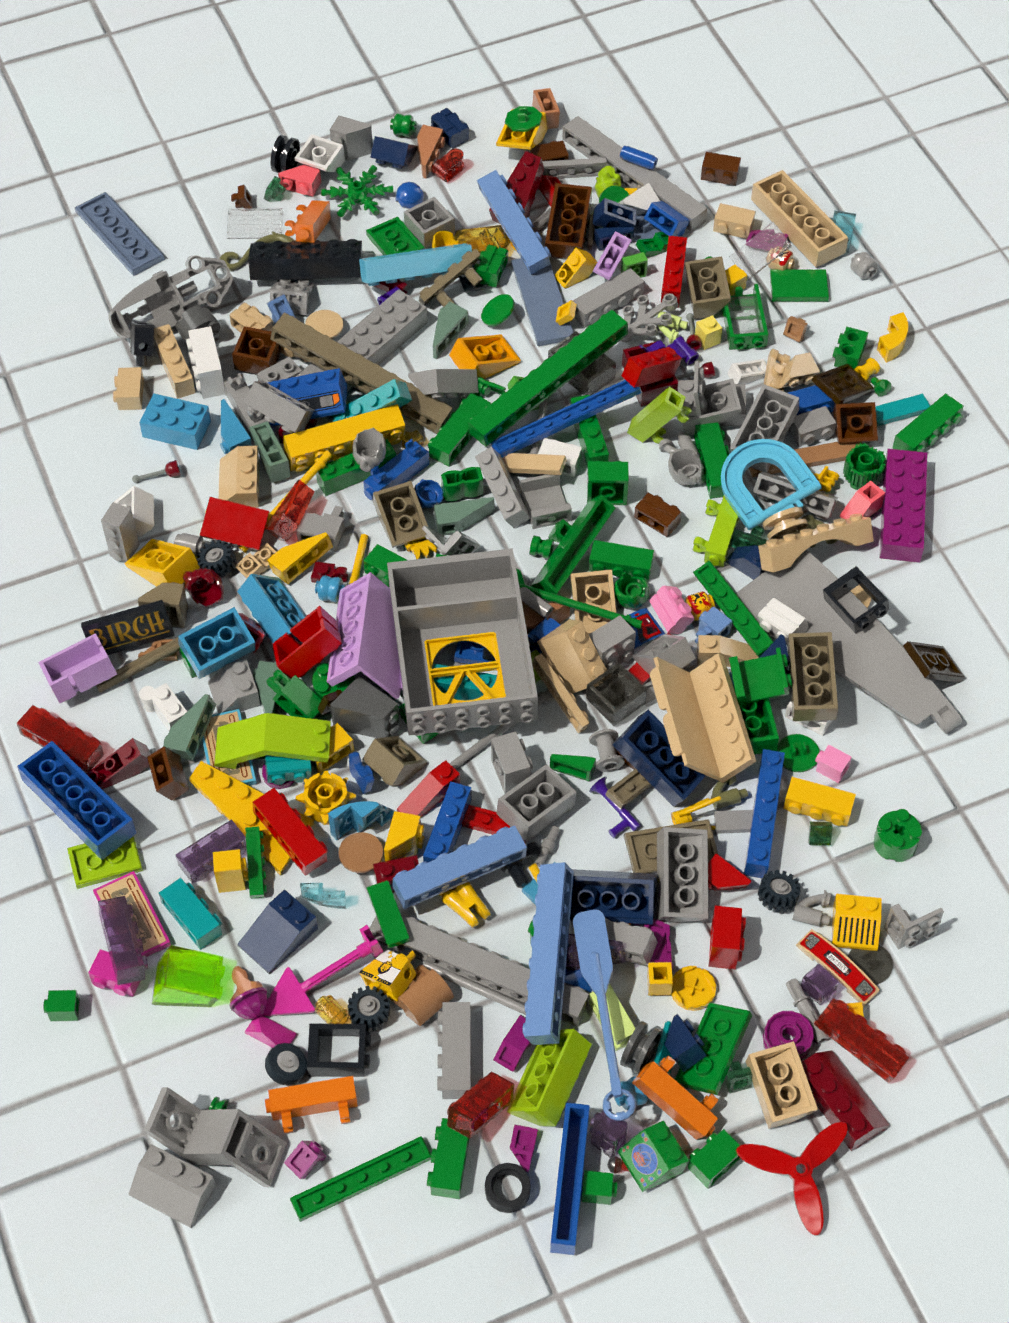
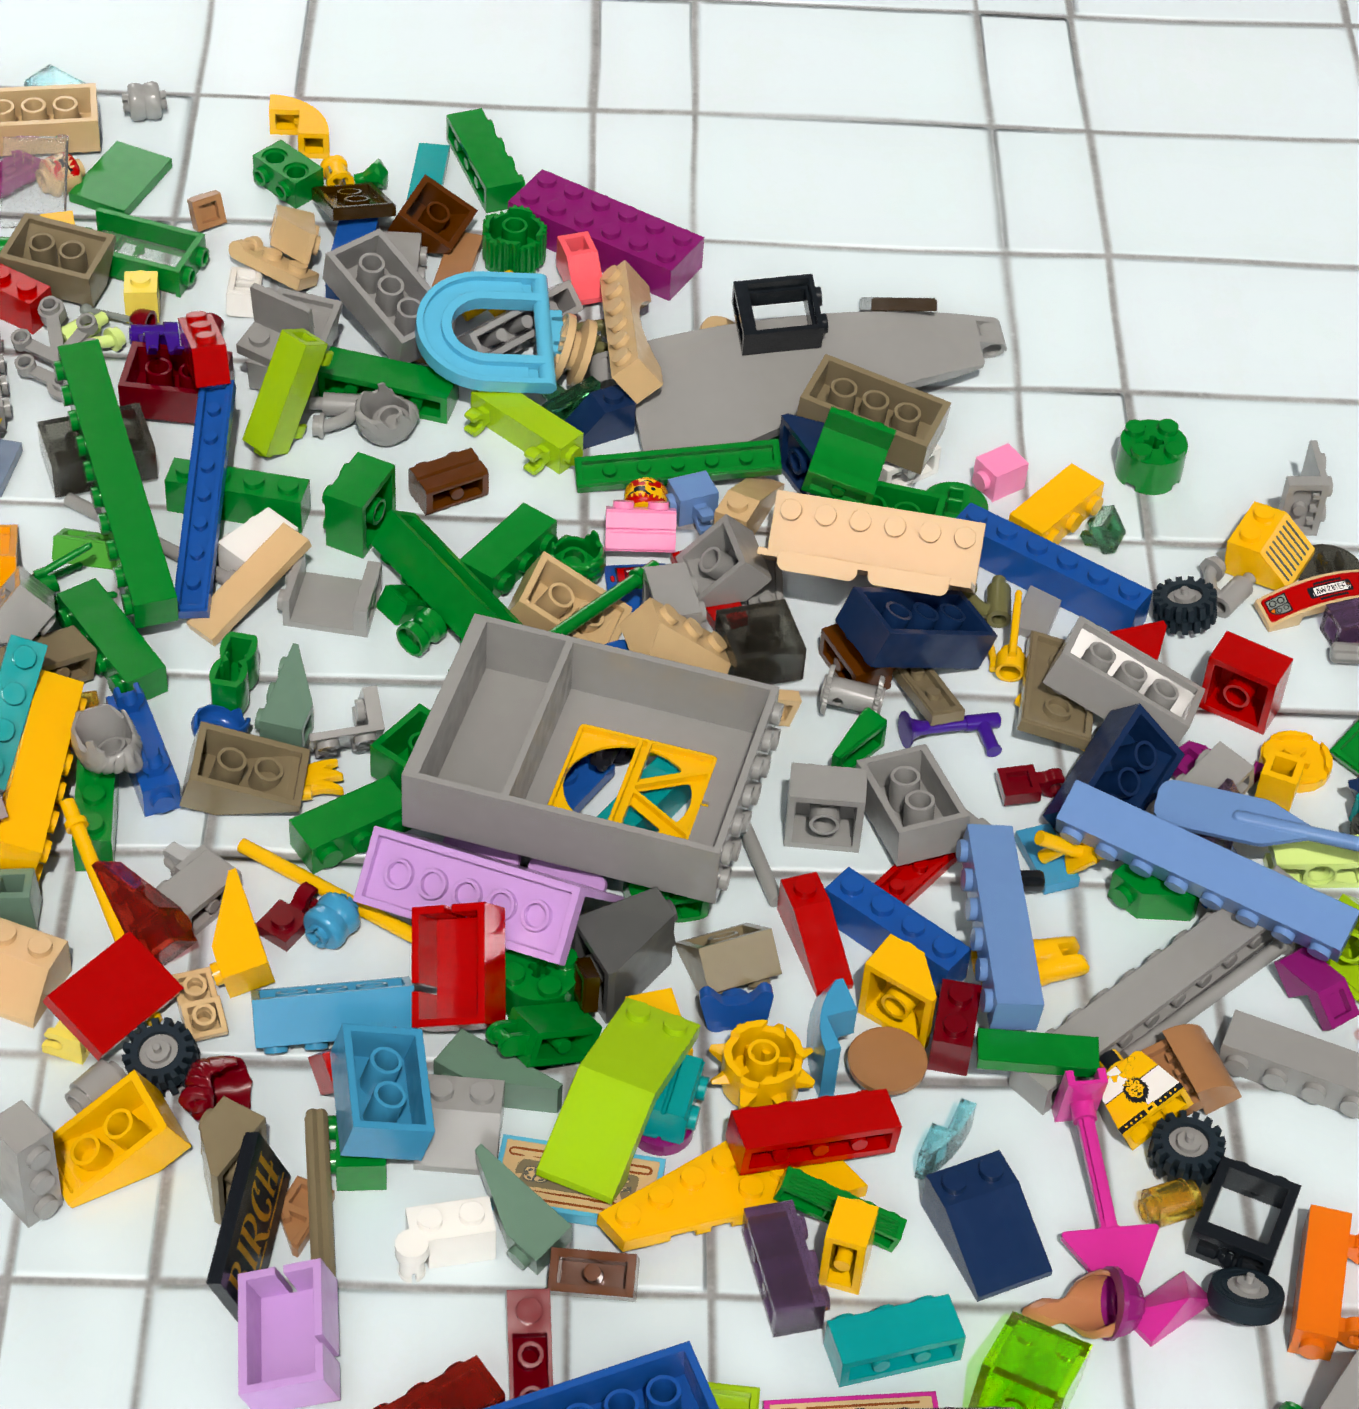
camera: 70 degrees left, 10 degrees down
(502, 487) = (280, 625): light grey brick -> none
(591, 854) = (1025, 785): none -> dark red plate
(781, 619) = (751, 411): white brick -> none

